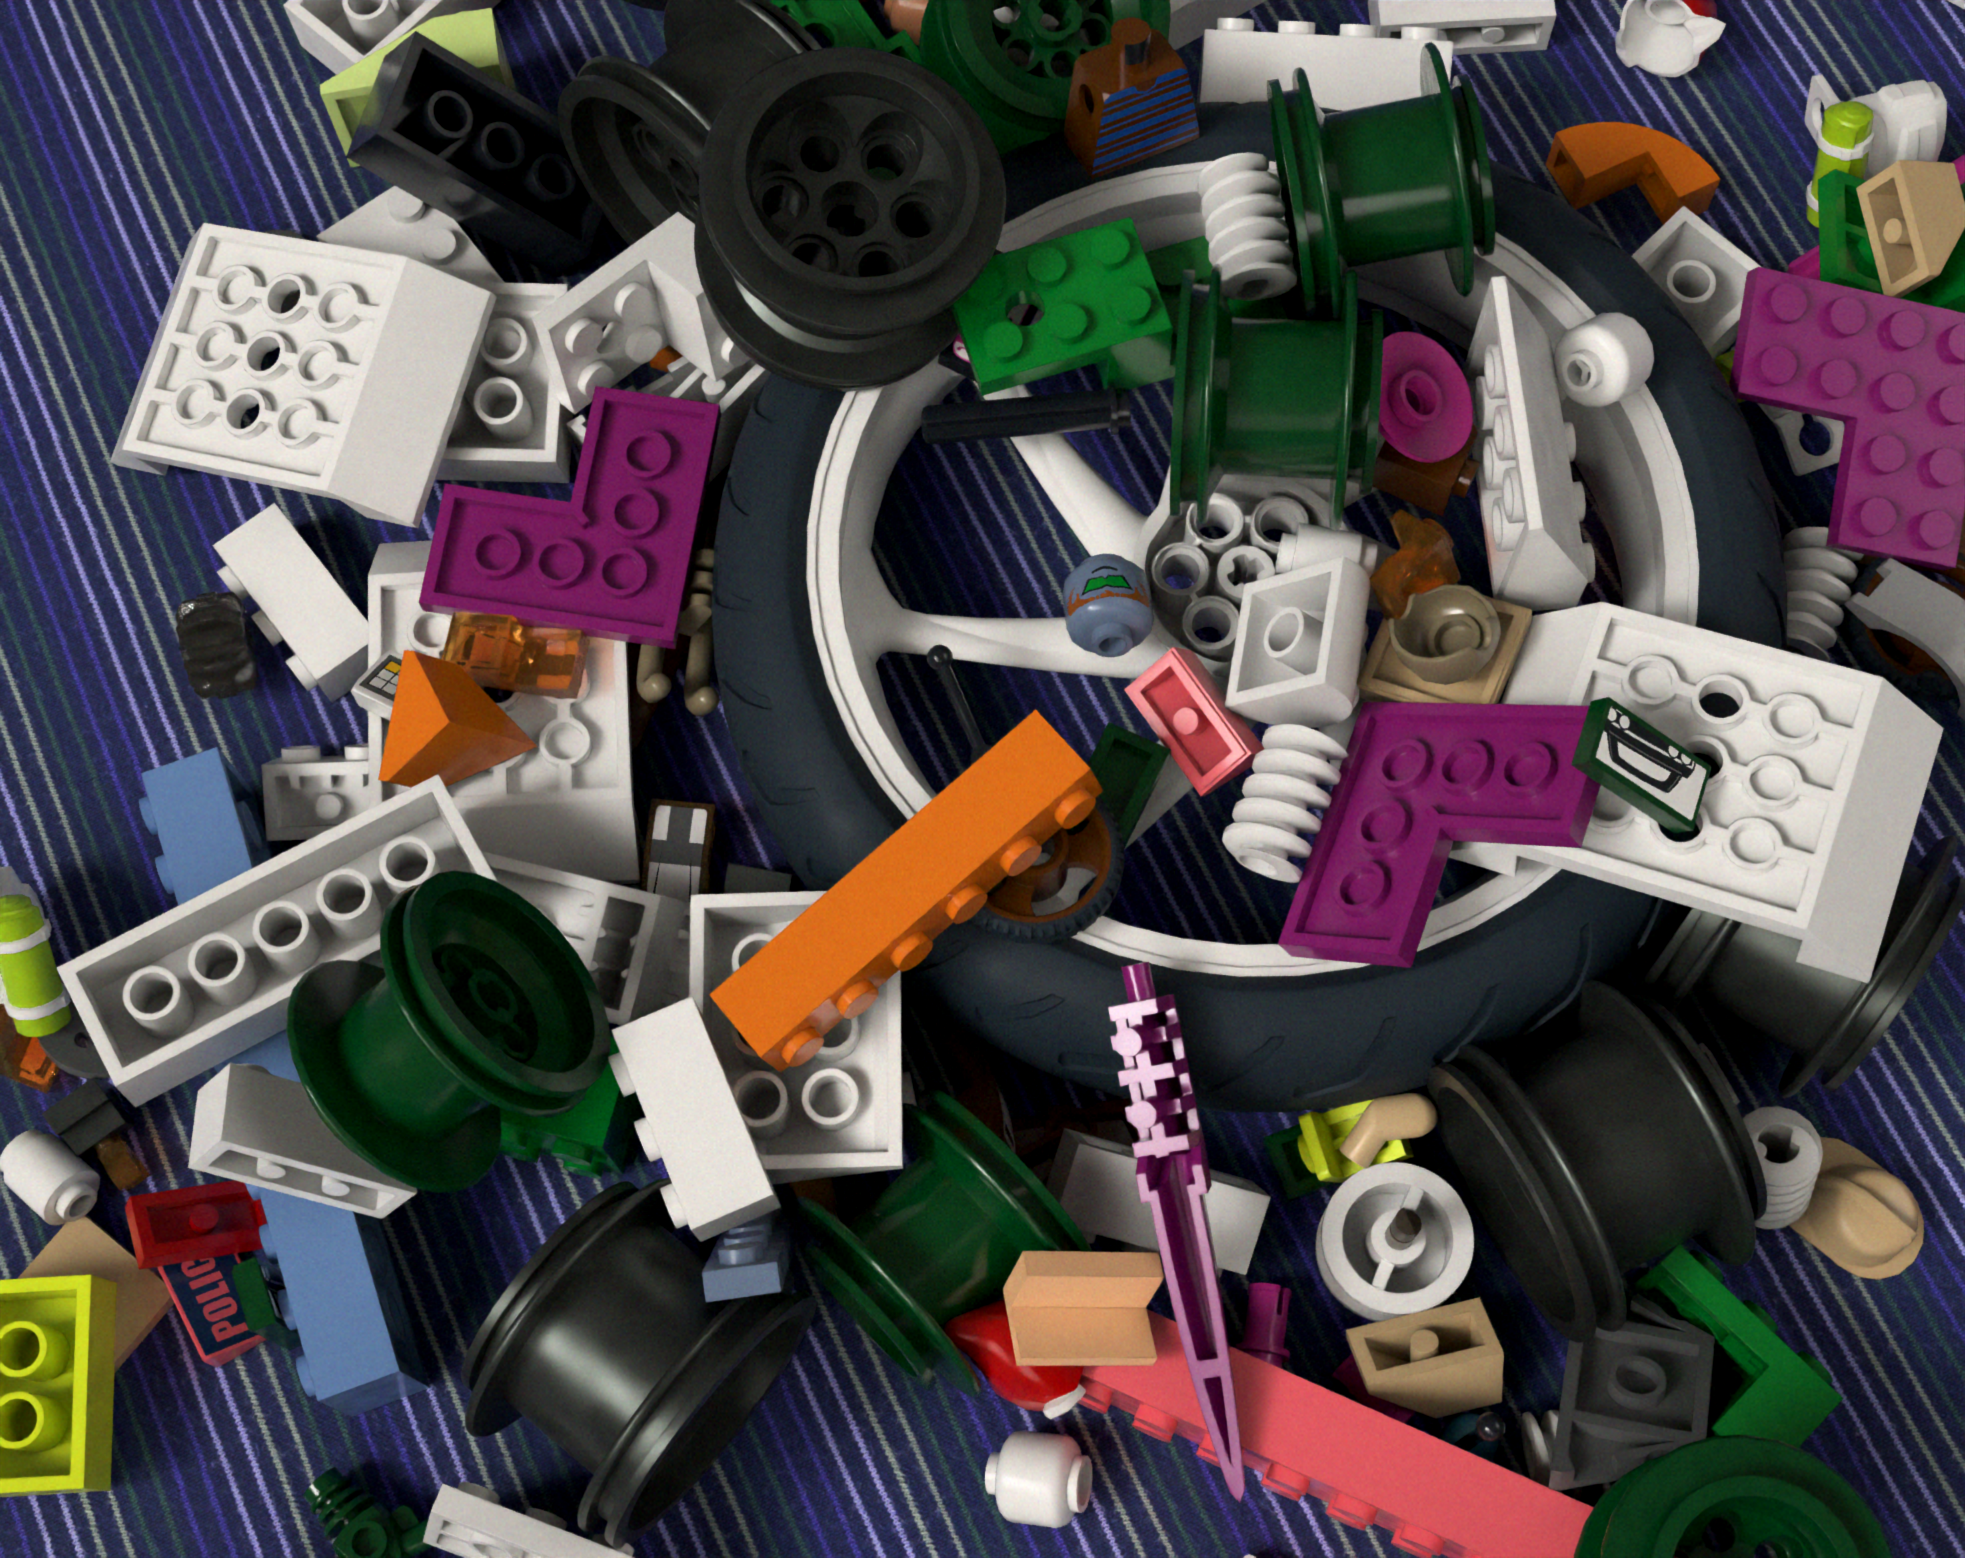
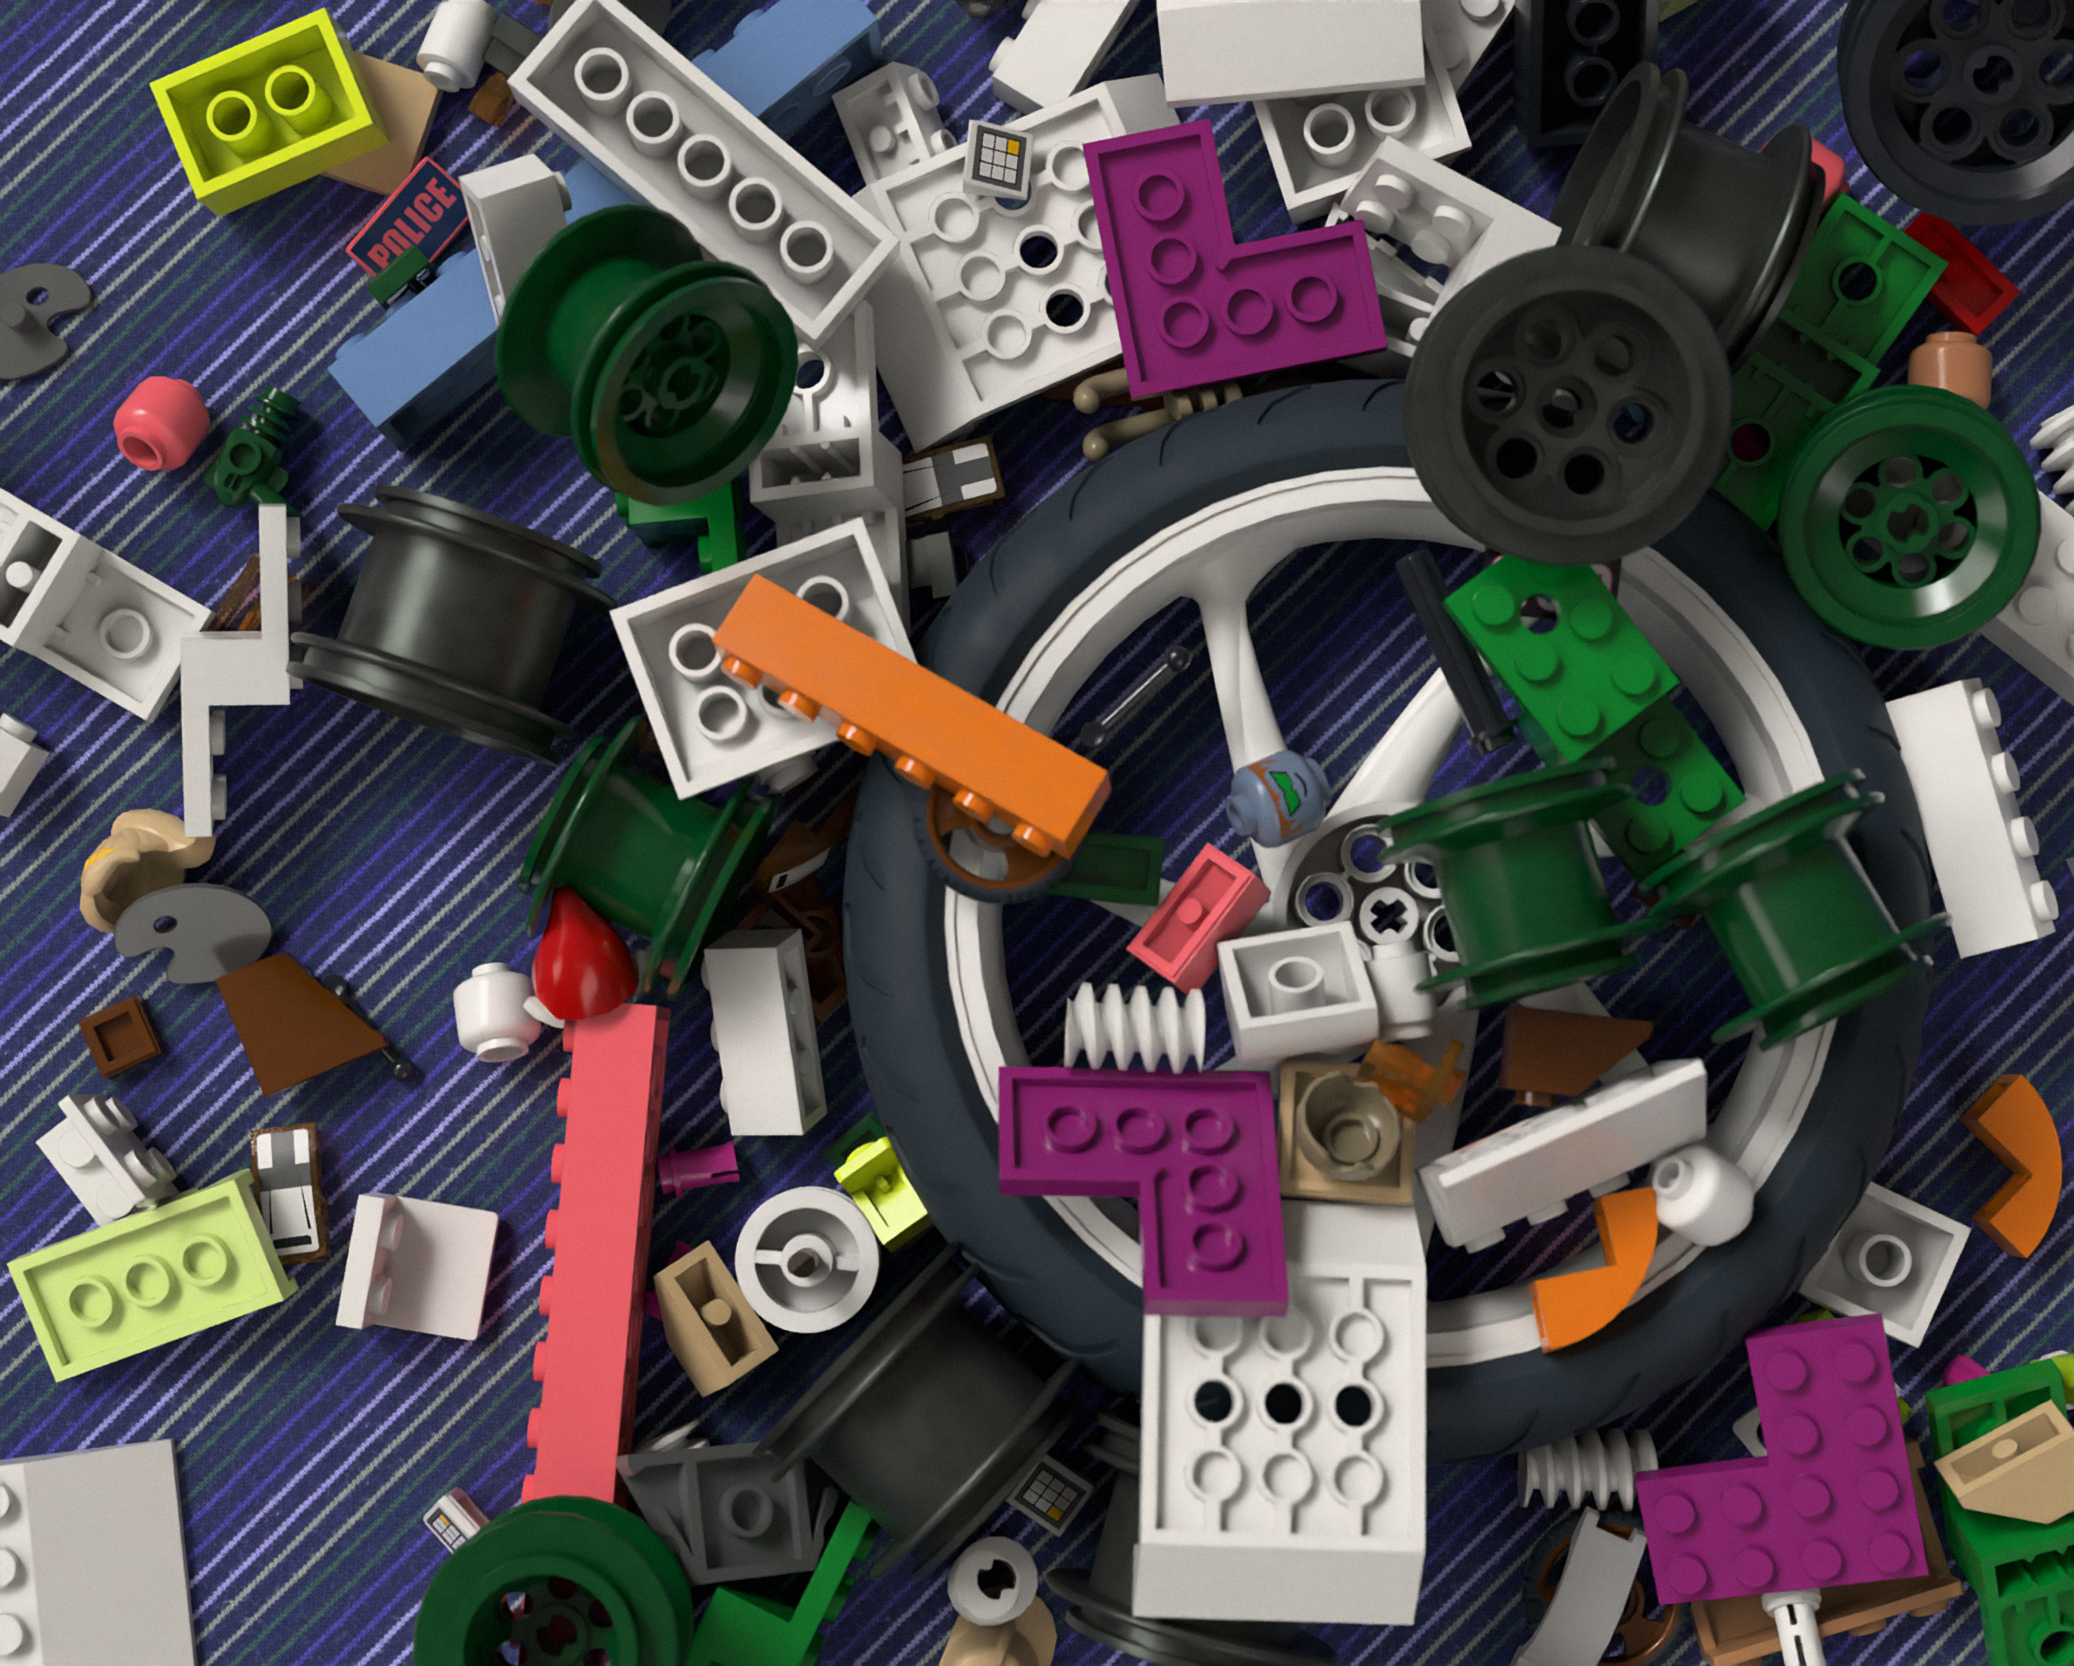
camera: 65 degrees right, 15 degrees up
(194, 1223) = (435, 172): red plate -> none
(444, 726) = (969, 220): orange slope -> none
(517, 657) = (1069, 254): clear orange slope -> none
(692, 1121) = (646, 601): white brick -> none
(752, 1257) = (562, 695): sand blue plate -> none
(1082, 1308) = (618, 1002): light nougat panel -> none
(1128, 100) = (1819, 634): reddish brown torso -> none
(1174, 1178) = (752, 1045): magenta piece -> none
(1246, 227) = (1713, 795): white piece -> none
(1387, 1120) = (907, 1220): tan arm -> none
(1423, 399) = (1586, 1047): dark pink dish -> none
(1475, 1433) = (665, 1375): hinge -> none
(1641, 765) = (1242, 1348): tile -> none
(1675, 490) = (1585, 1301): none -> orange brick

